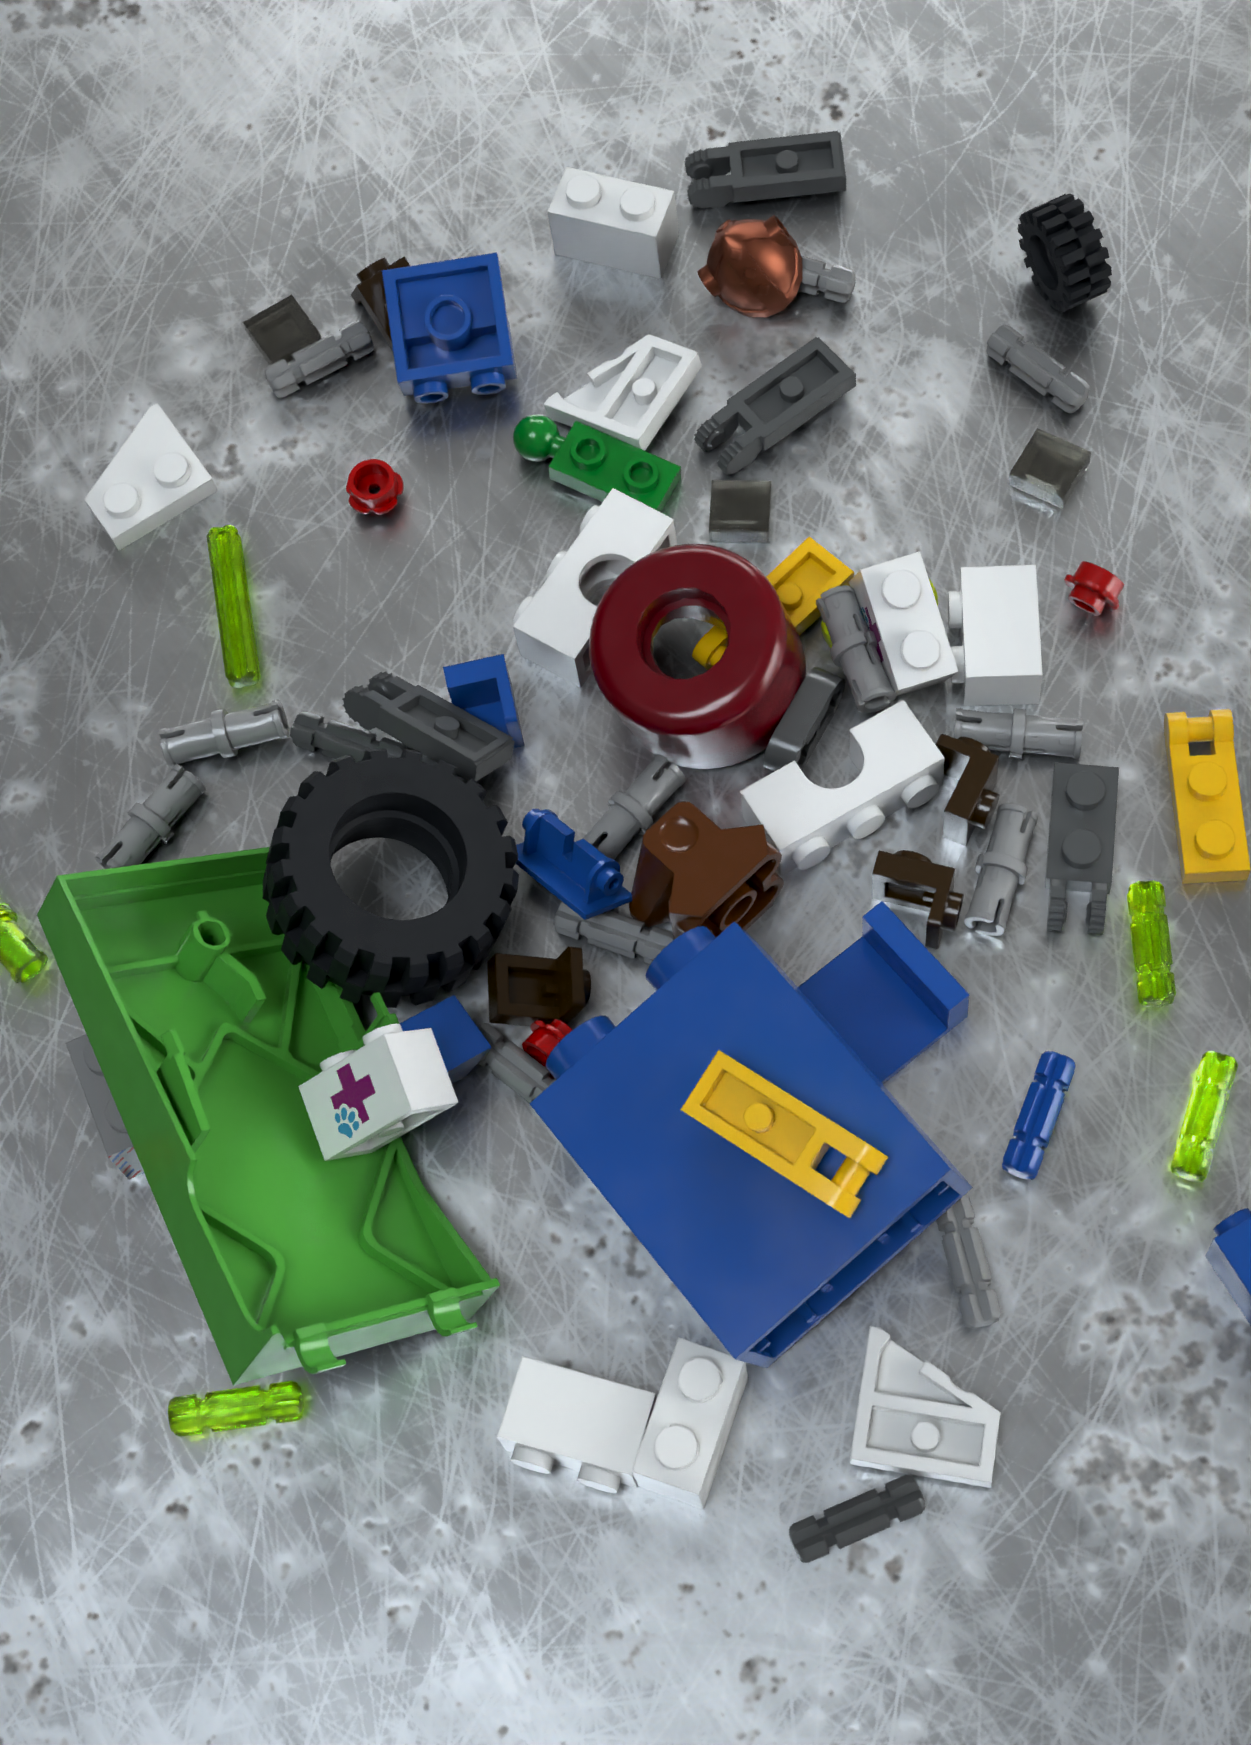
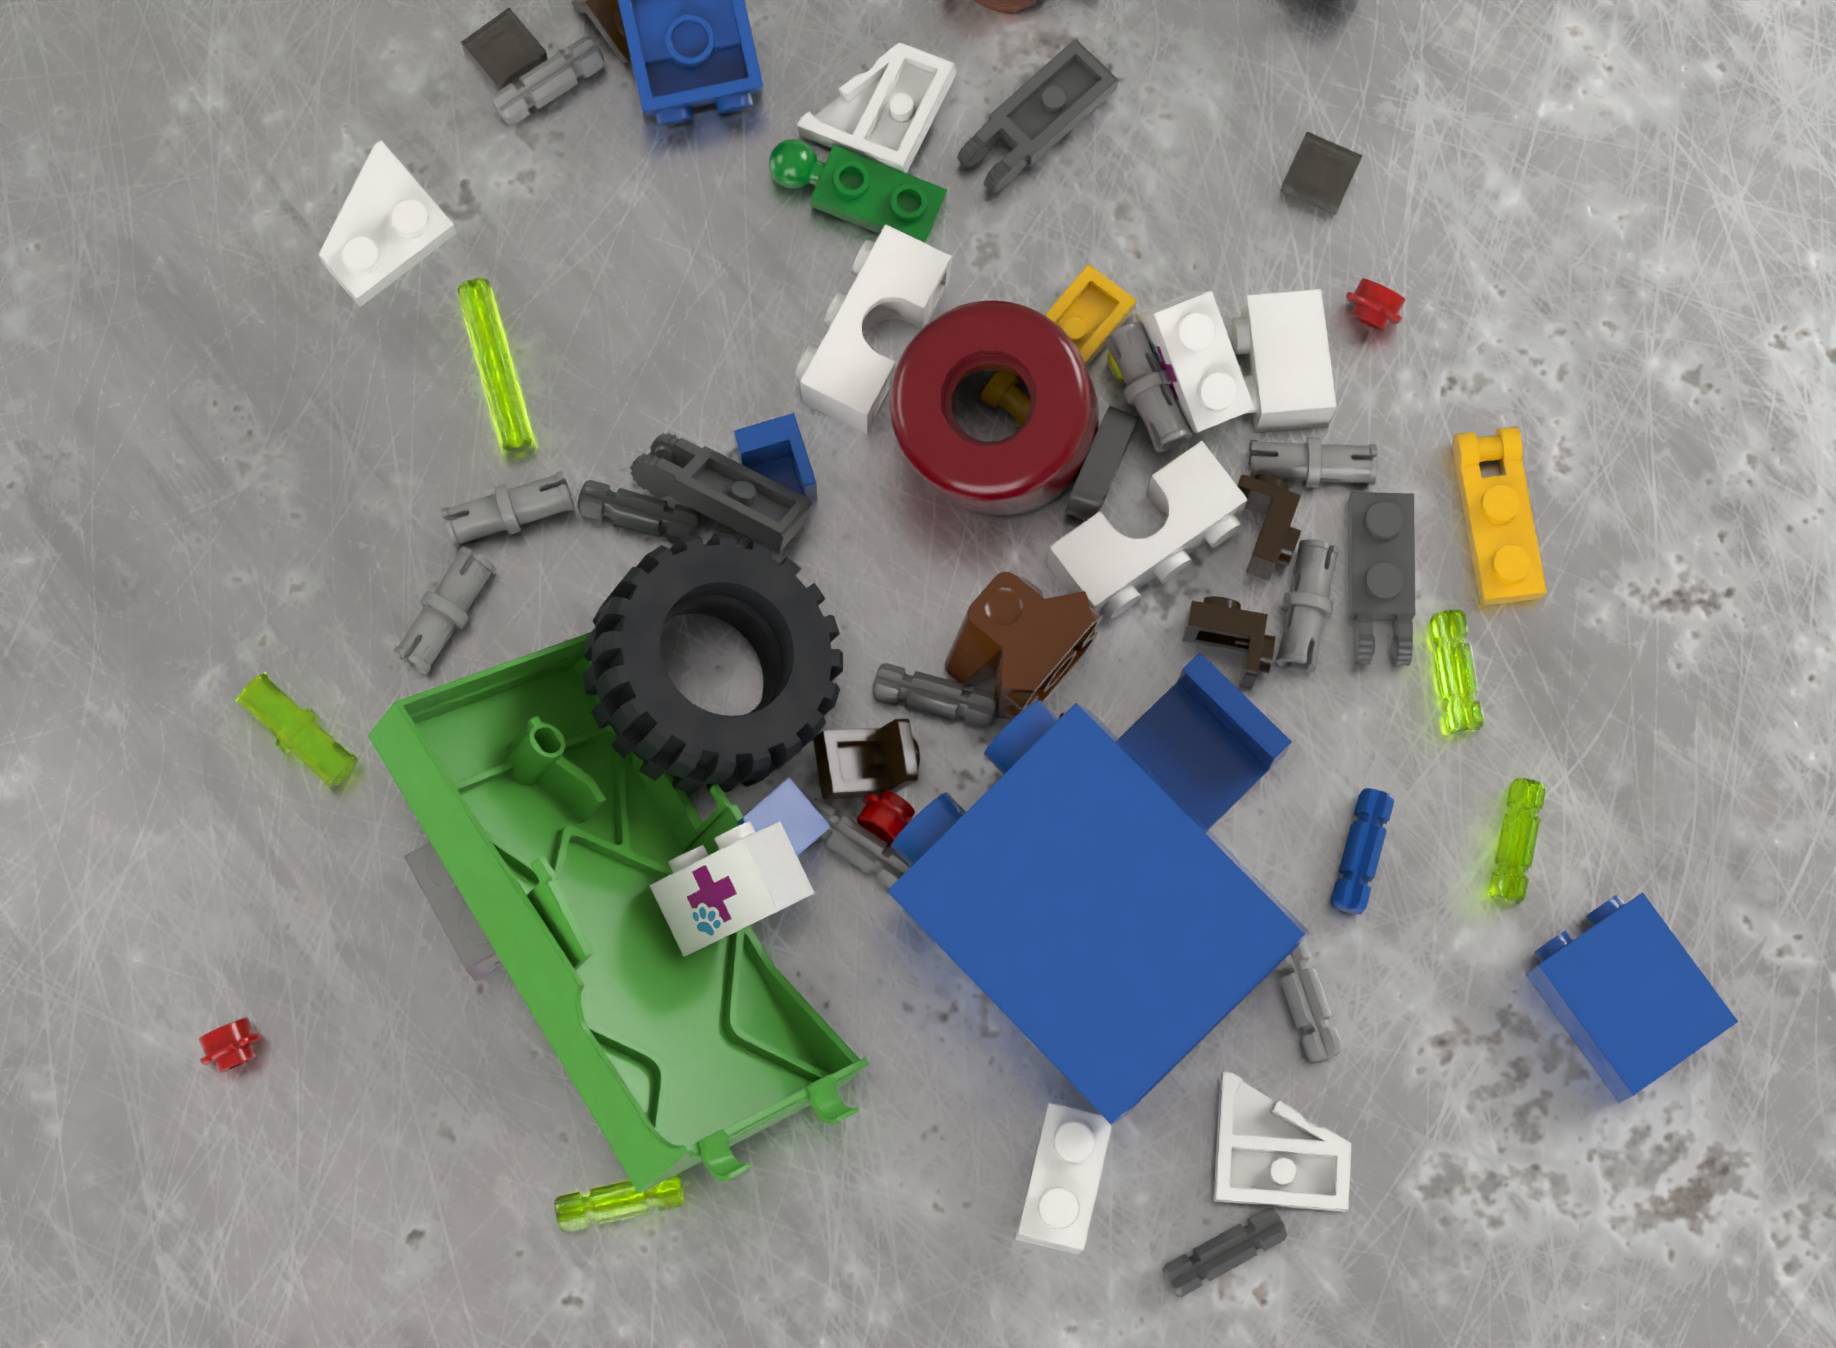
camera: 20 degrees left, 10 degrees up
(372, 475) = (624, 212): red plate -> none
(570, 869) = (889, 641): blue hinge -> none
(575, 1424) = (956, 1189): white brick -> none
(633, 809) = (936, 569): light grey pin -> none
(740, 511) = (1012, 234): clear smoke tile -> none
(781, 1132) = (1142, 910): yellow plate -> none
(1037, 369) = (1301, 63): light grey axle -> none

